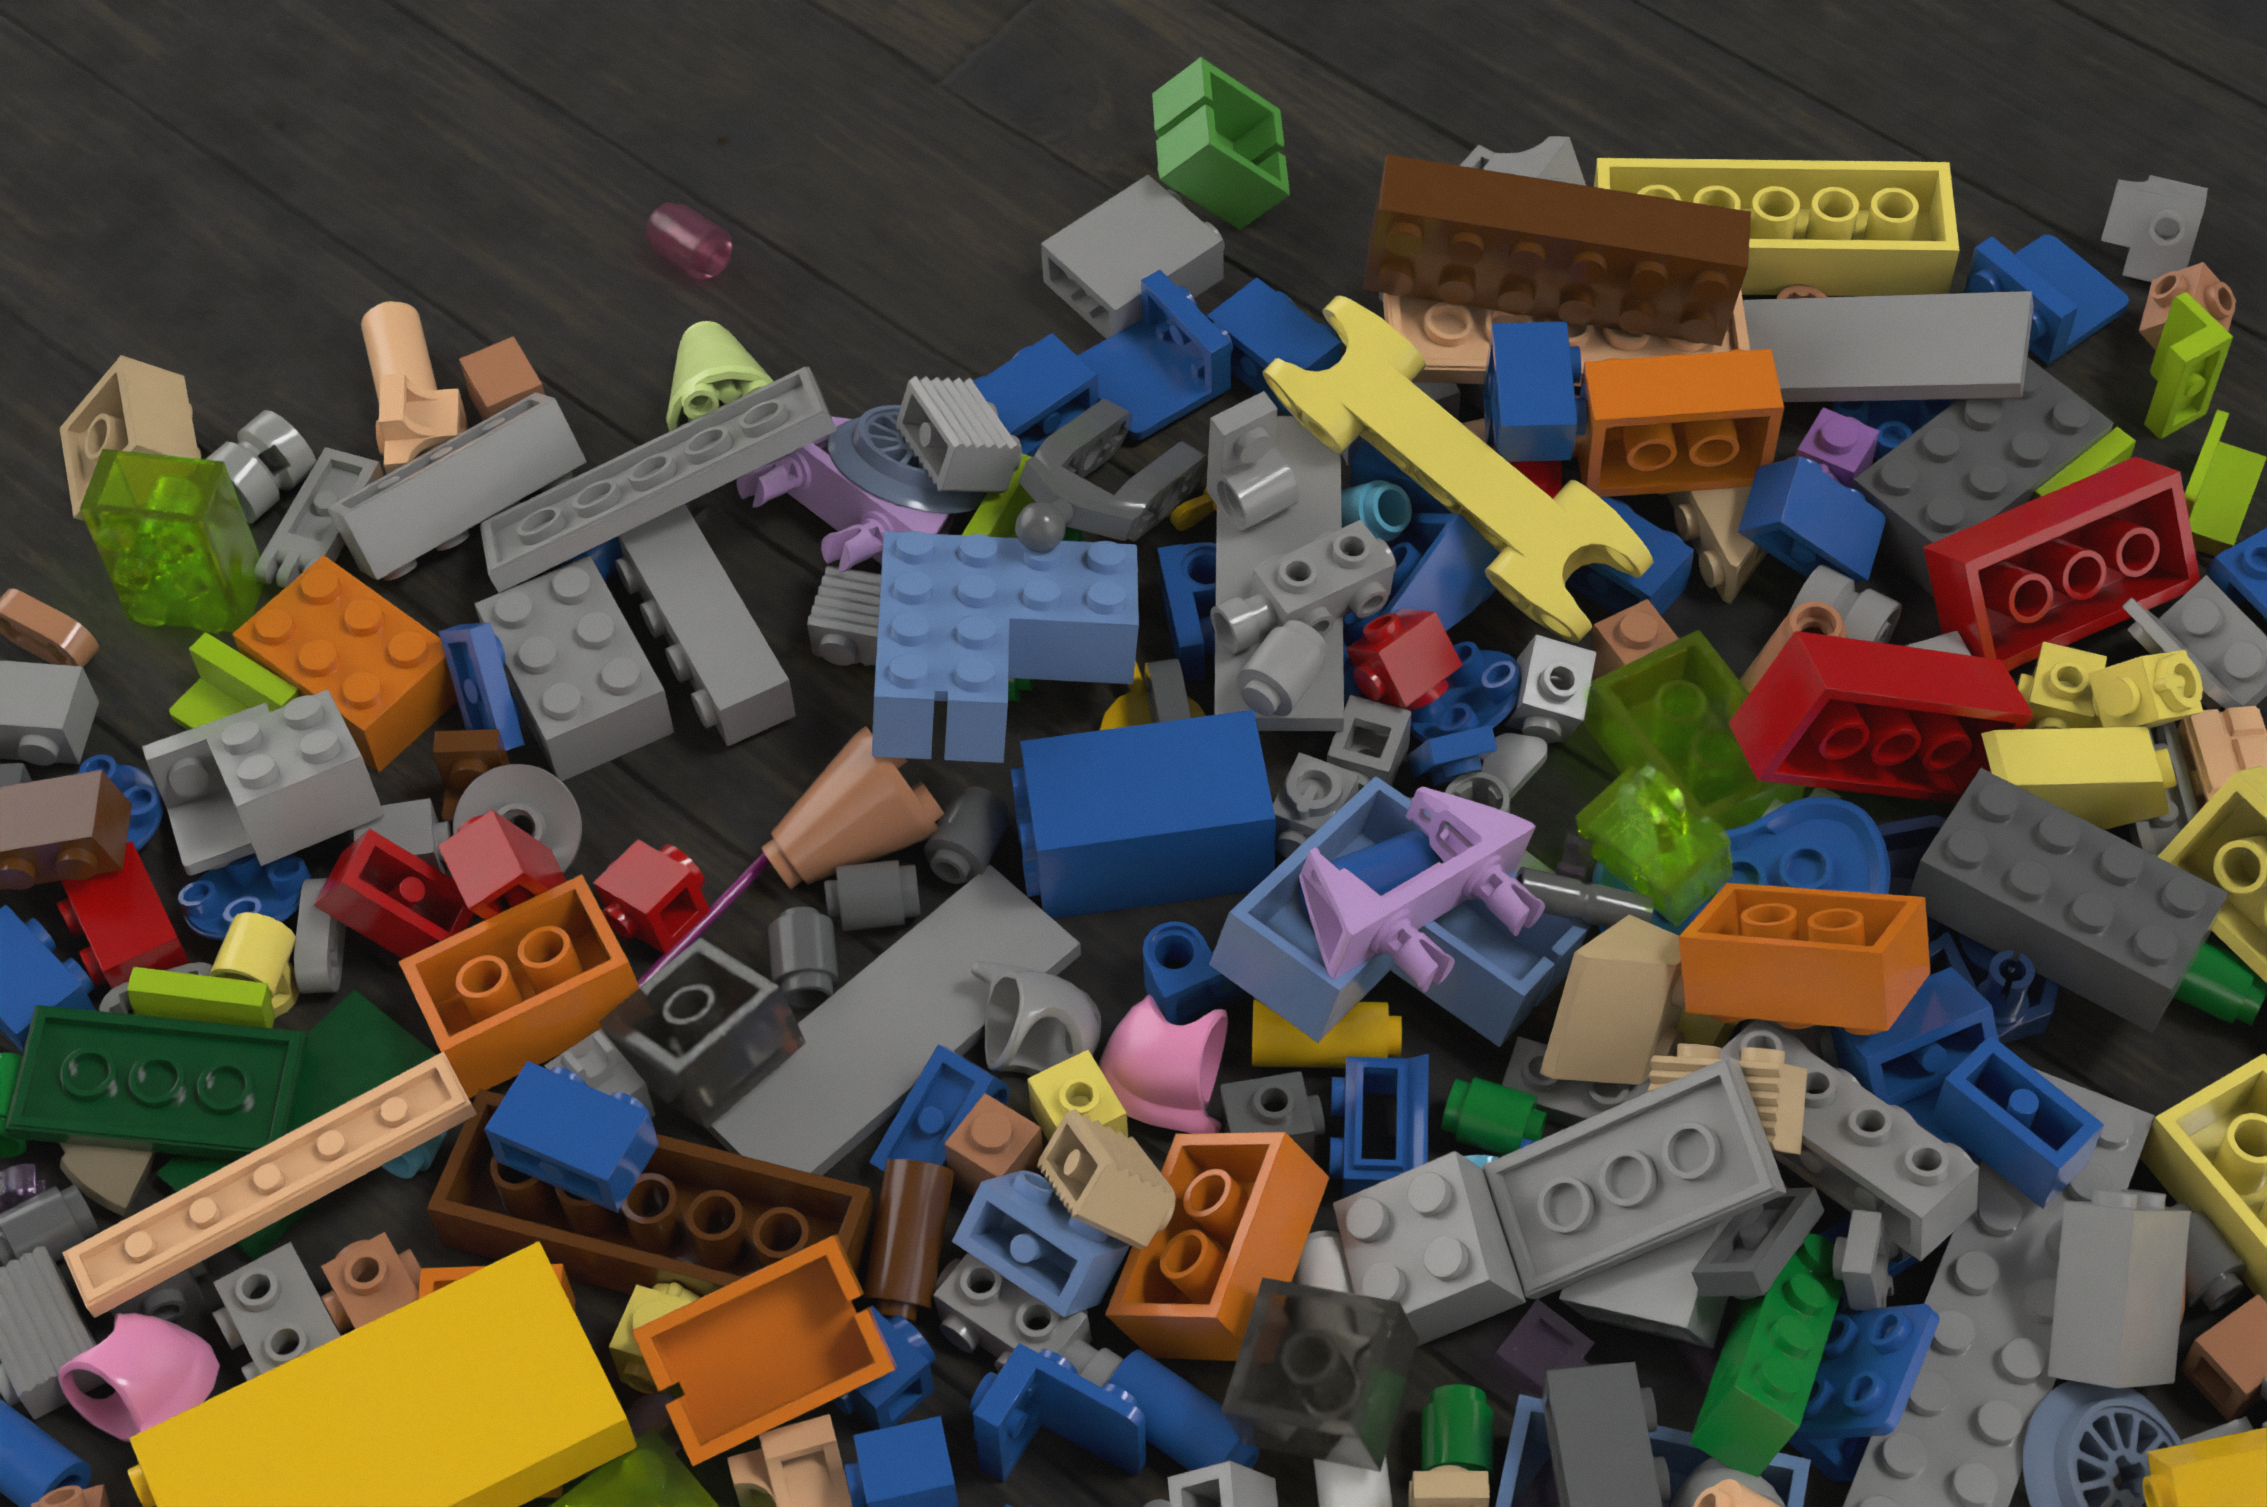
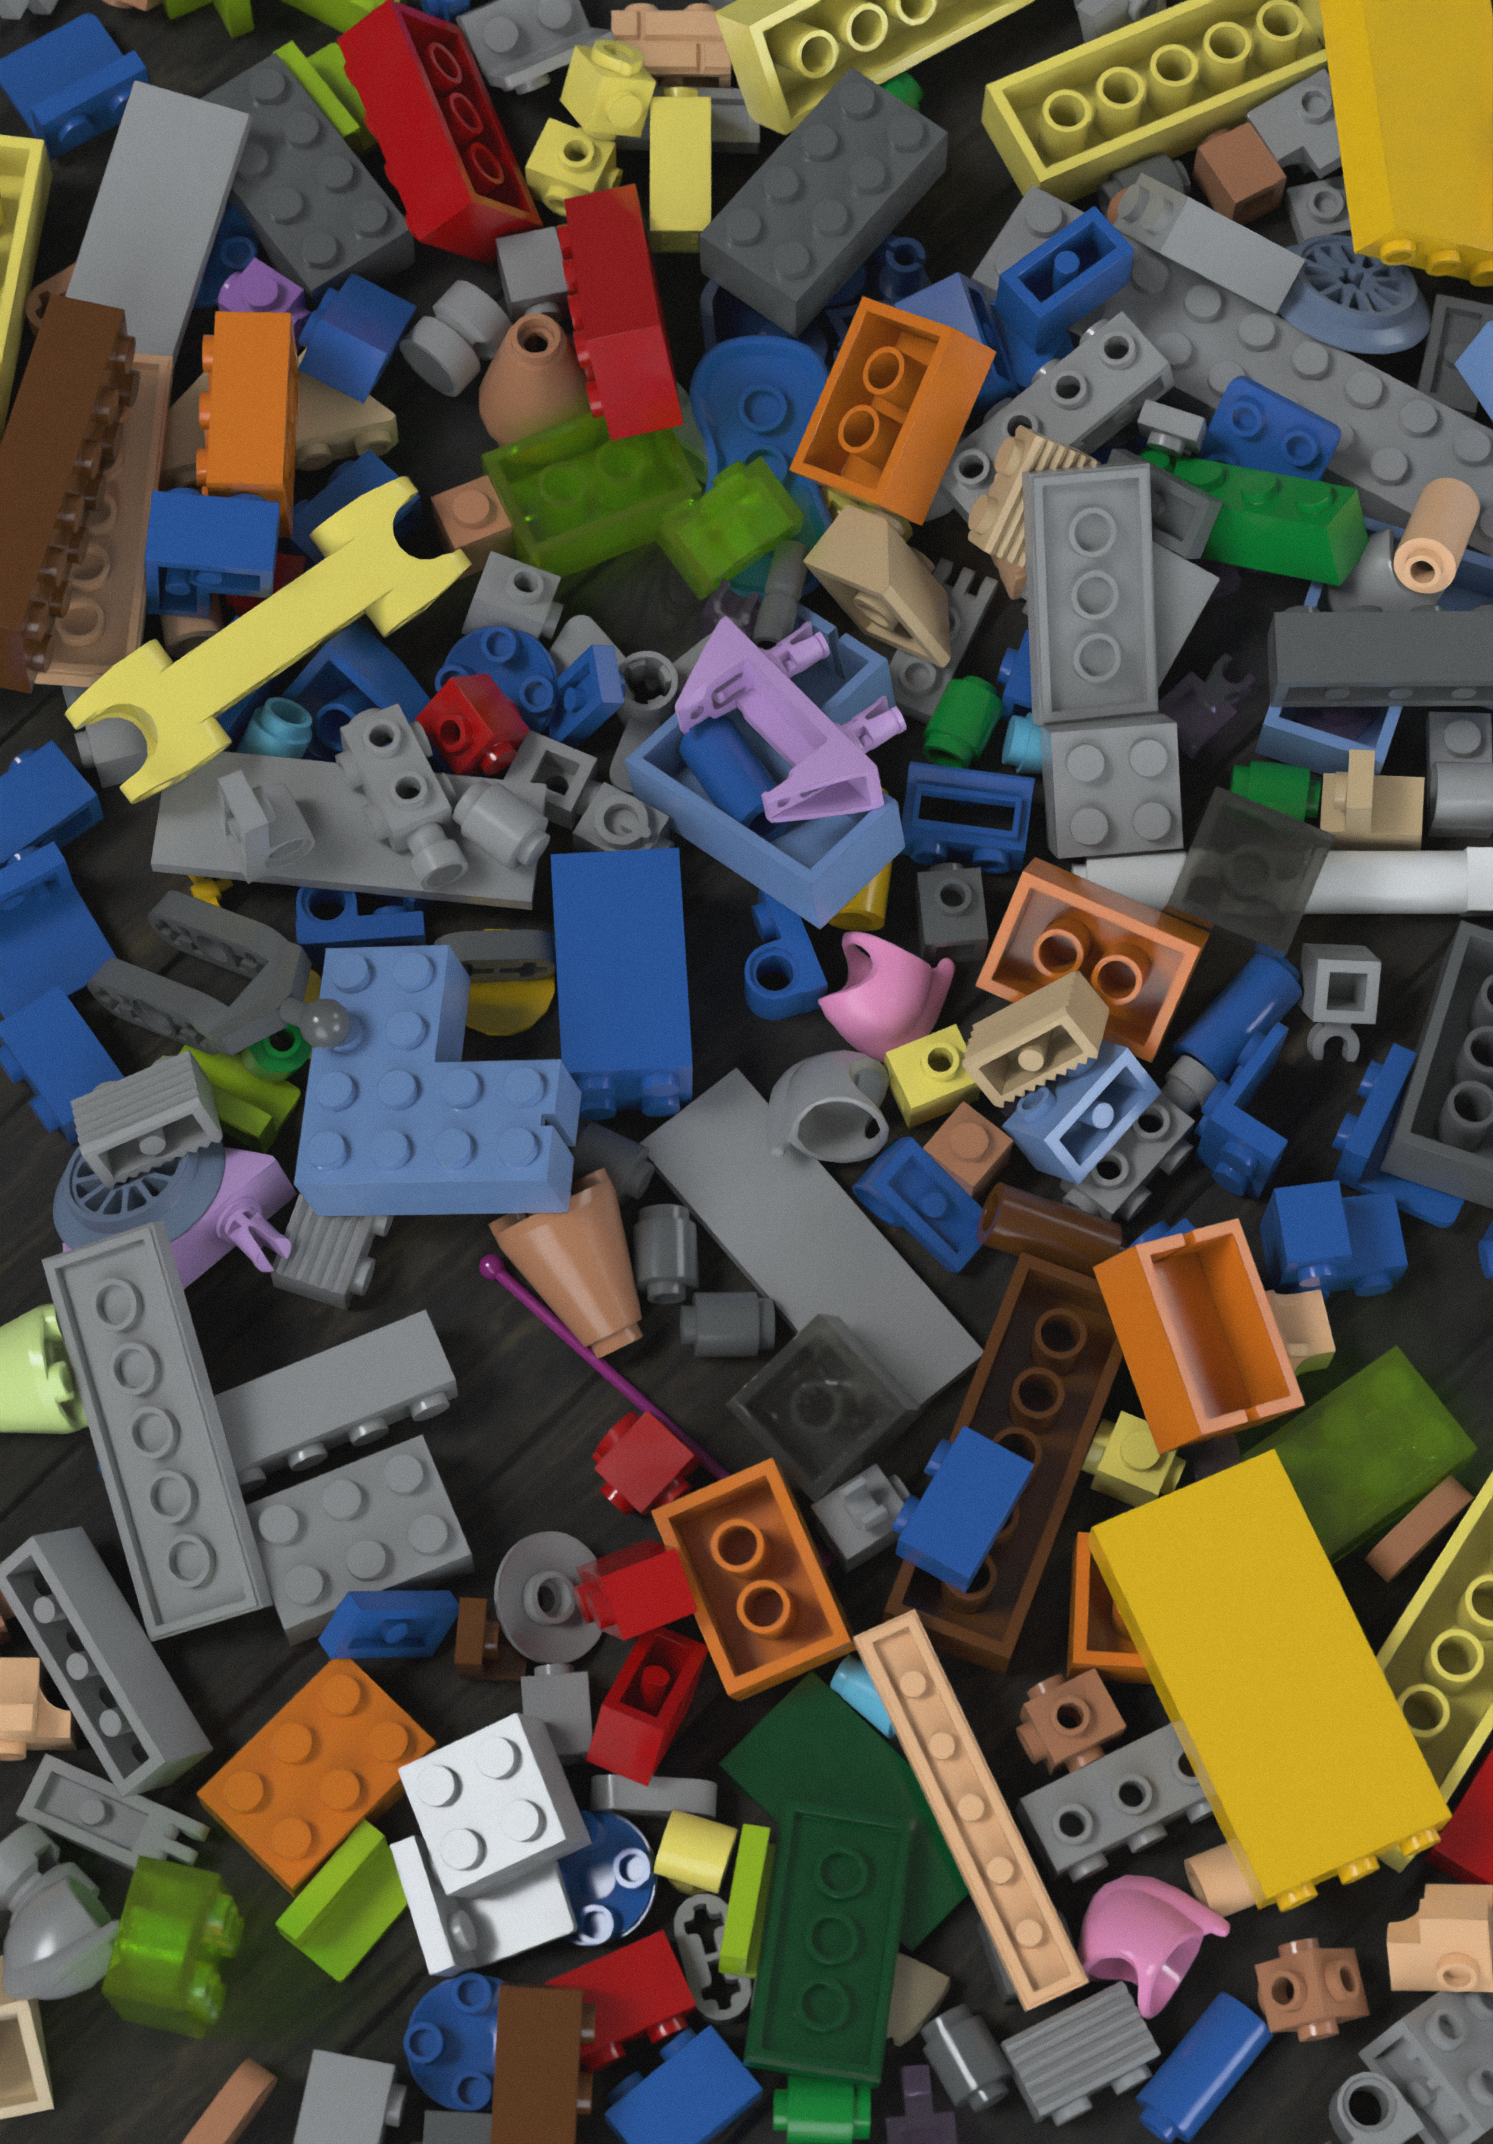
camera: 90 degrees left, 15 degrees up
(179, 436) = (57, 1944): none -> light grey piece

